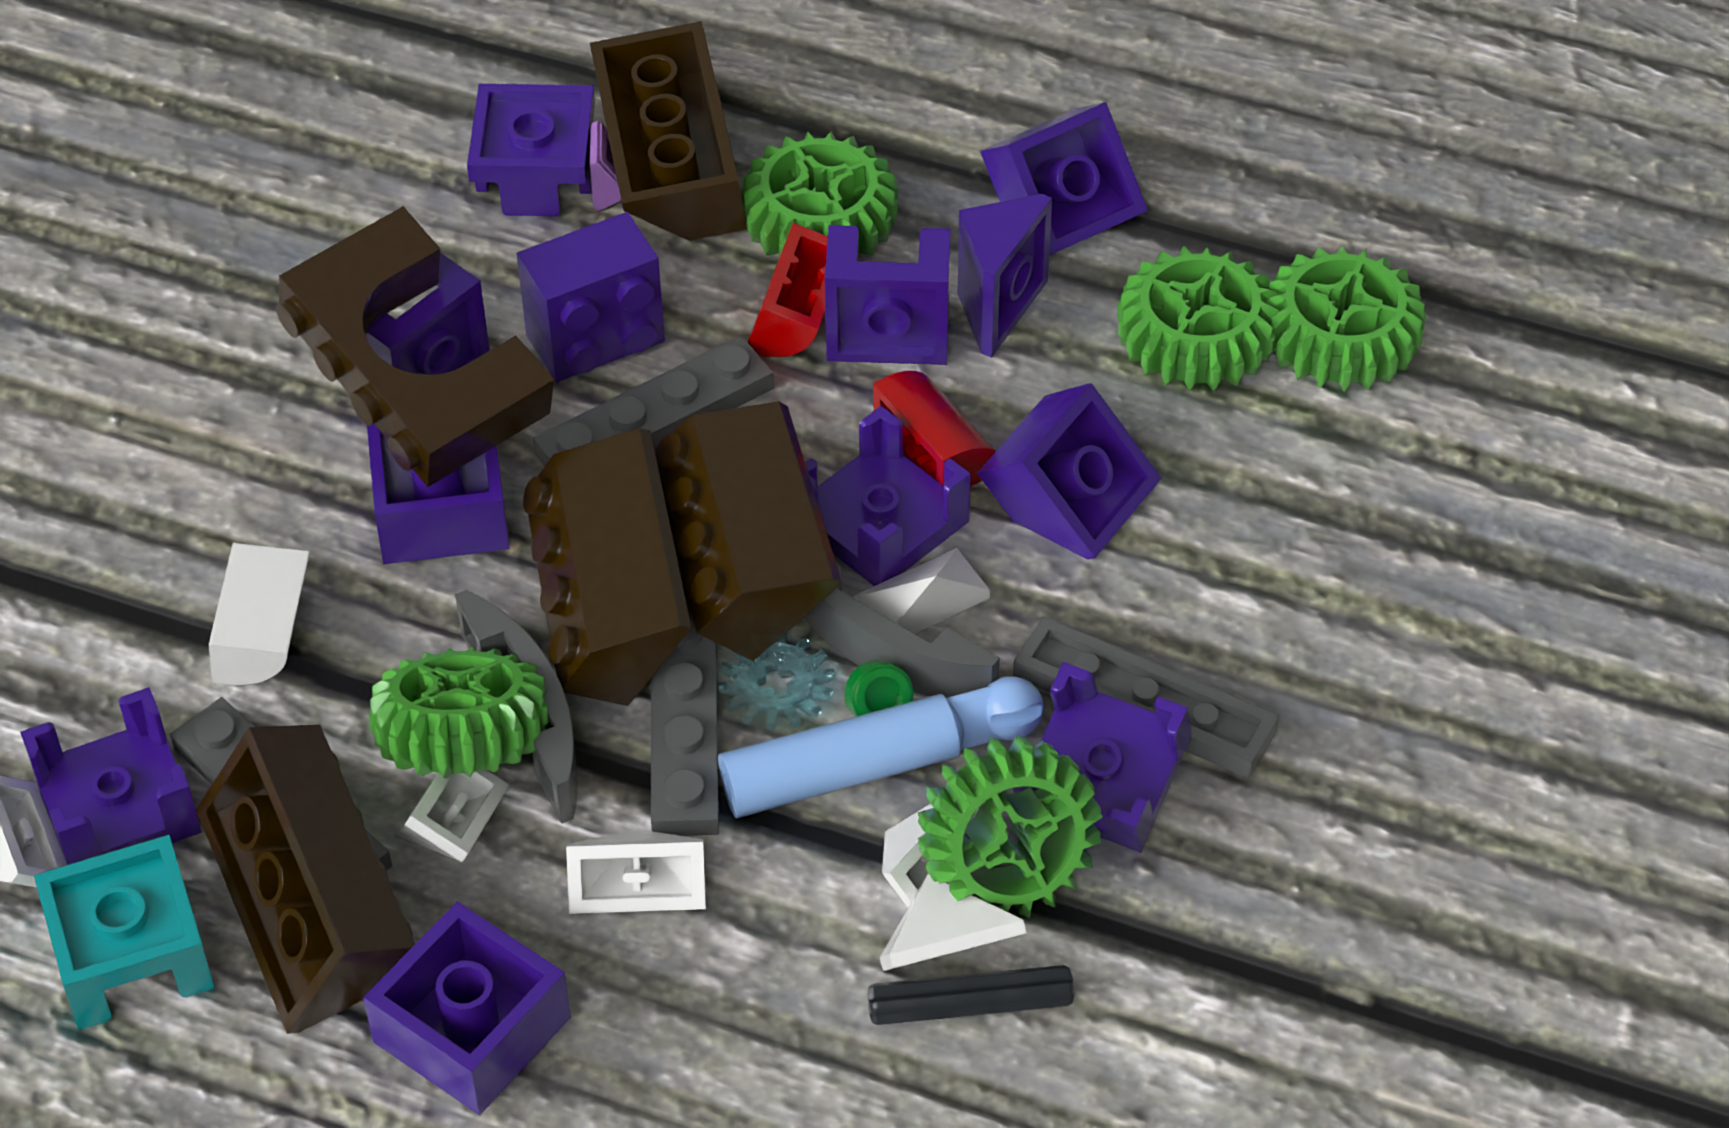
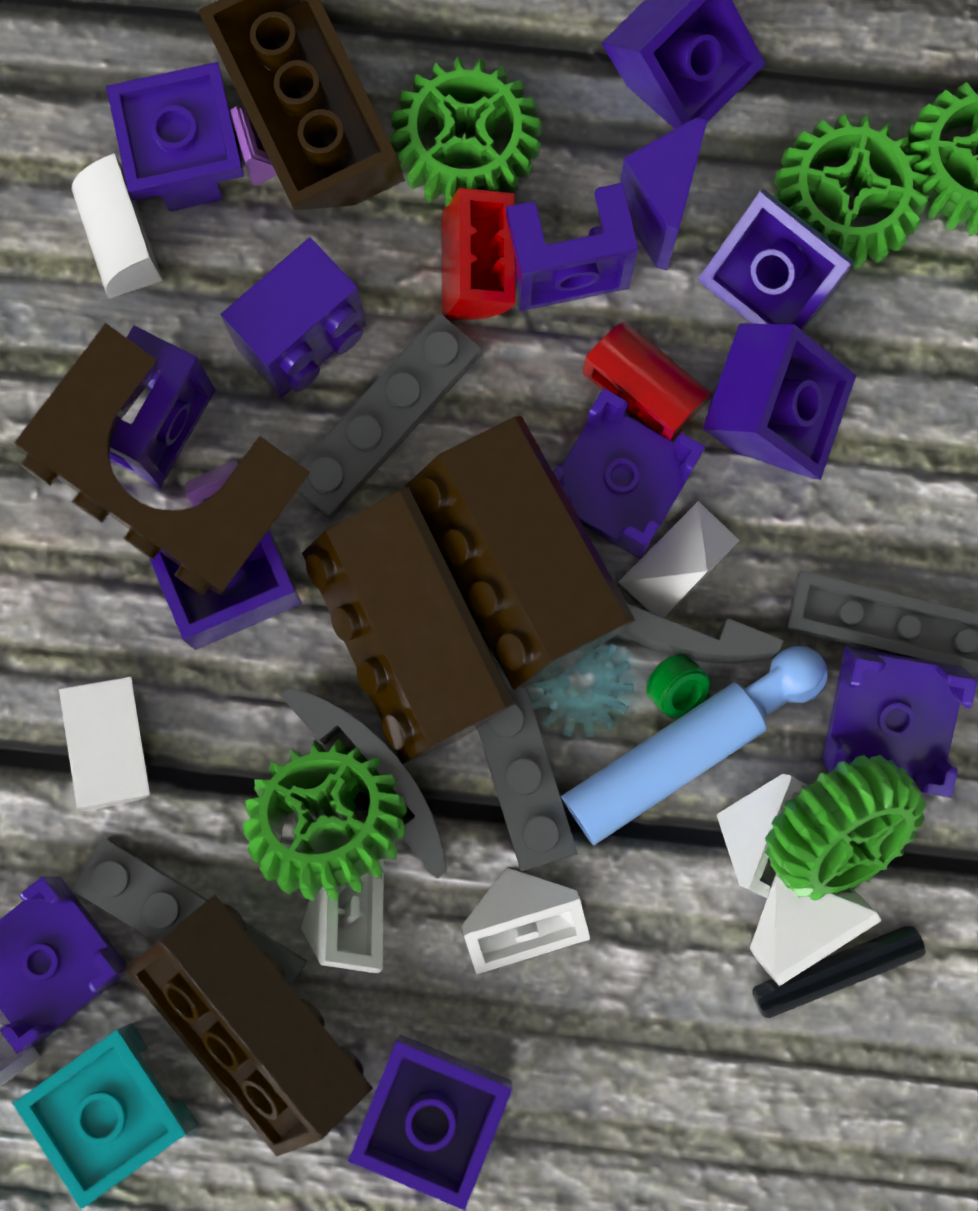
camera: 15 degrees left, 30 degrees up
(446, 198) = (114, 228): none -> white brick
(1106, 345) = (775, 266): none -> dark purple slope

